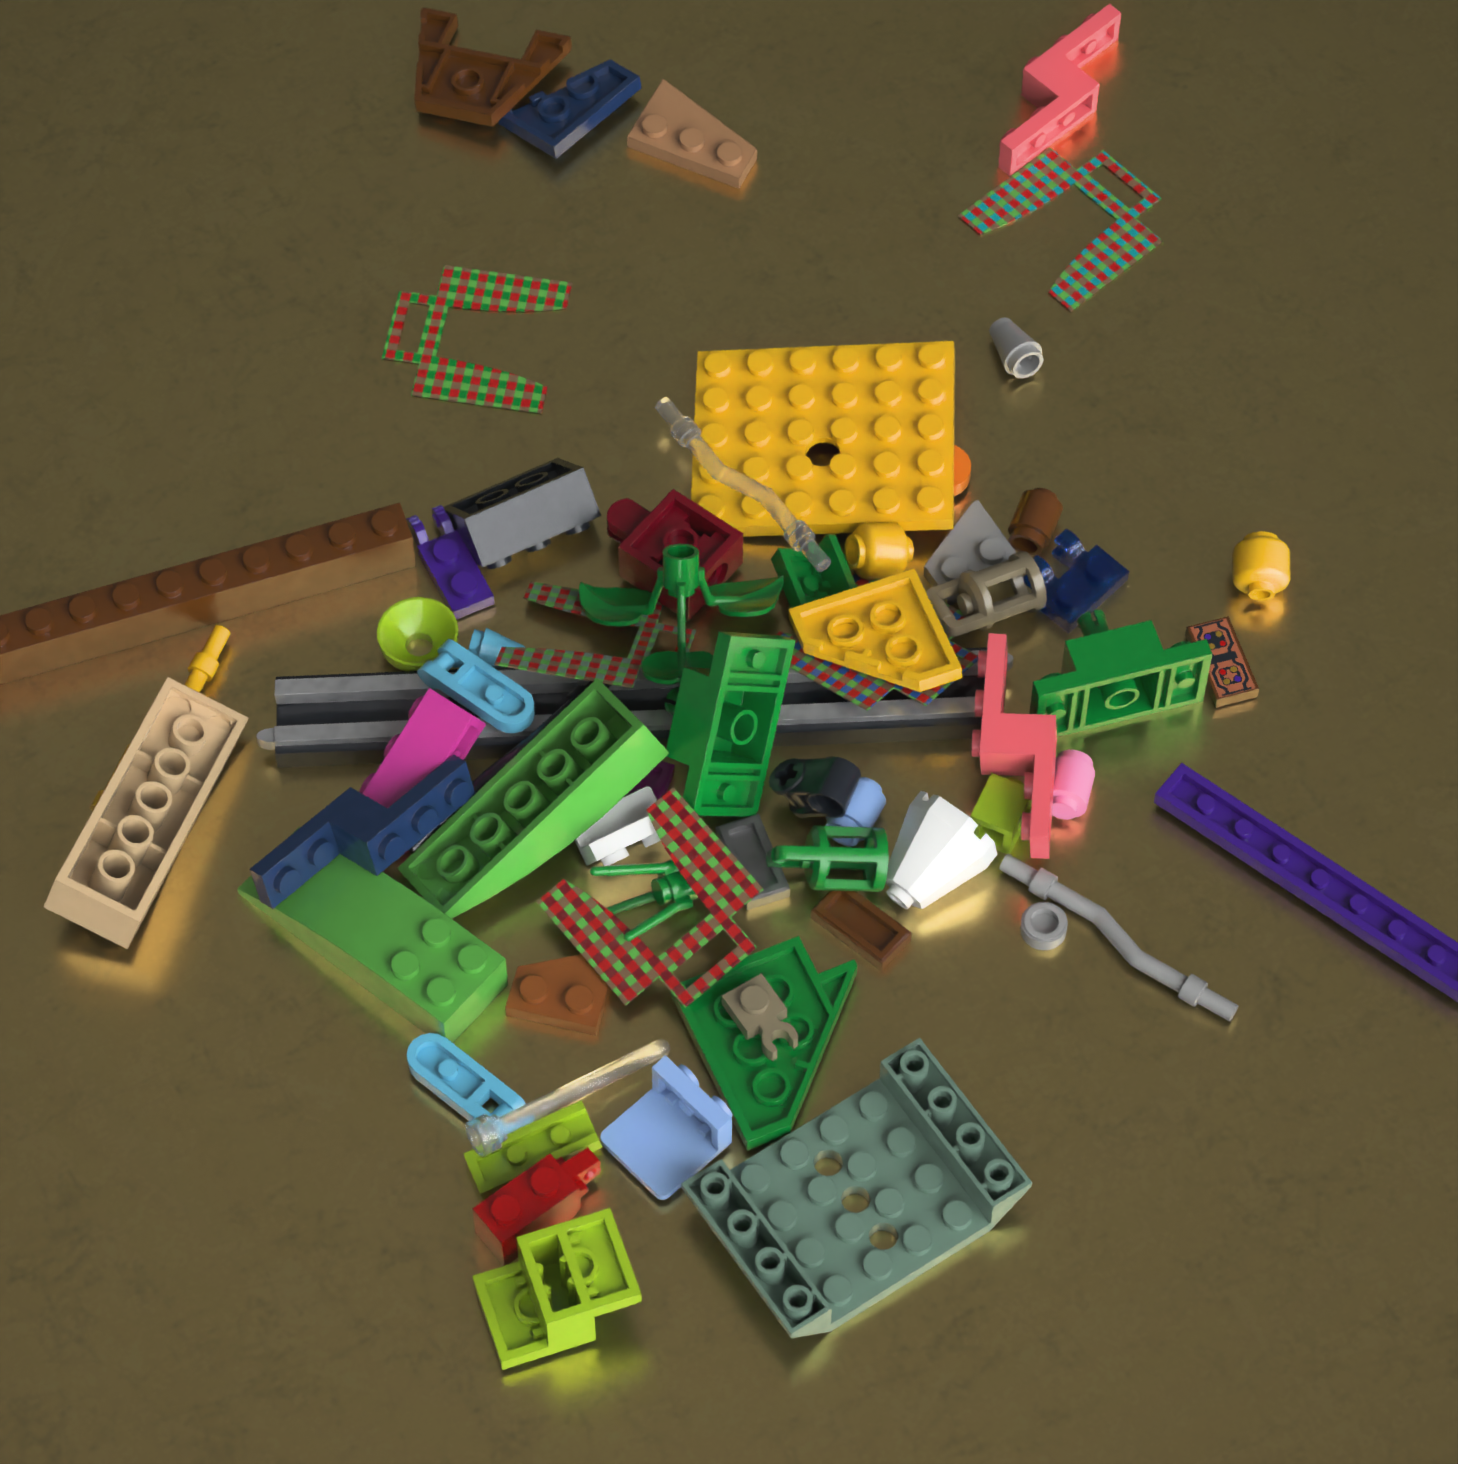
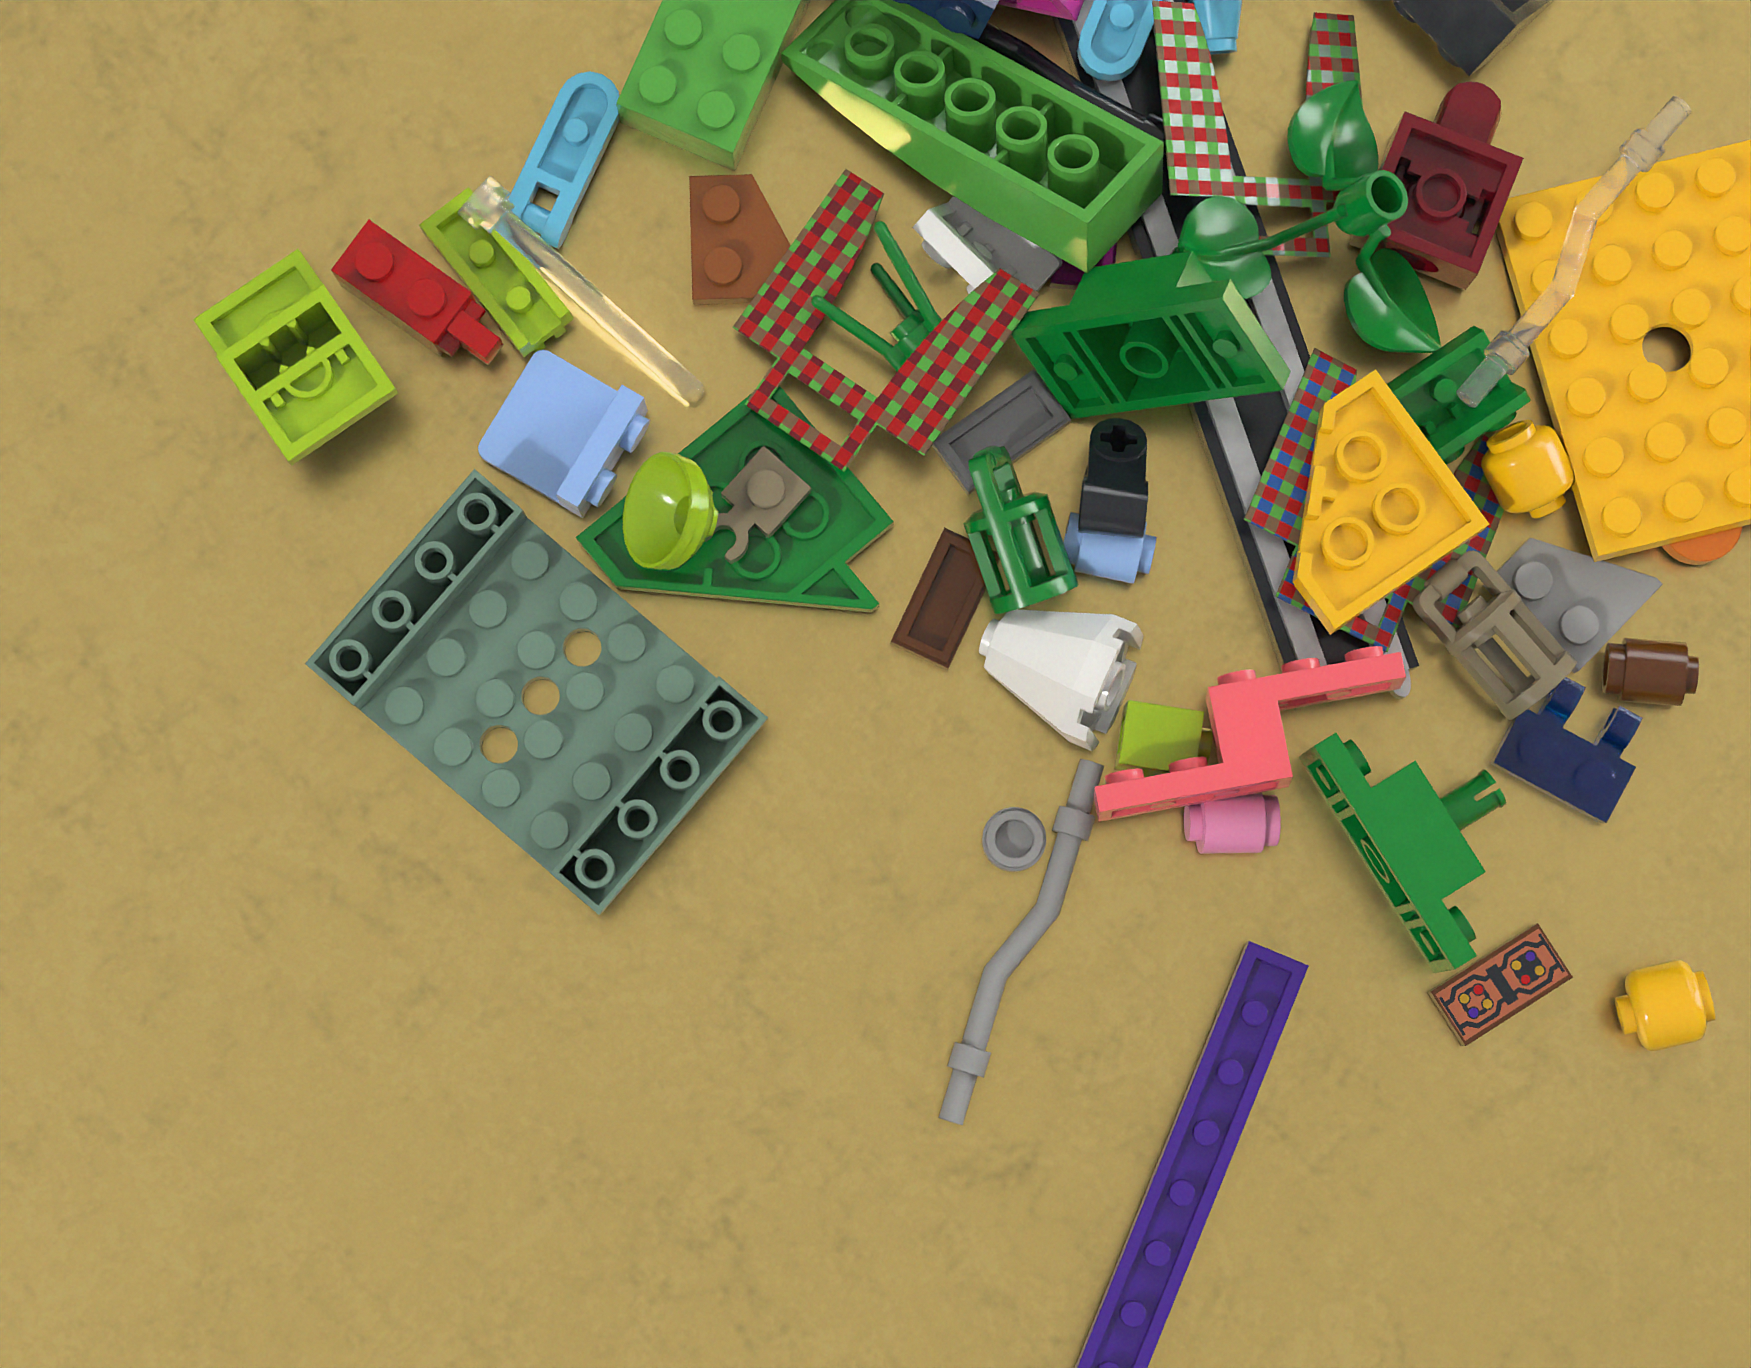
camera: 70 degrees right, 25 degrees up
(741, 1076) = (667, 511): none -> lime piece

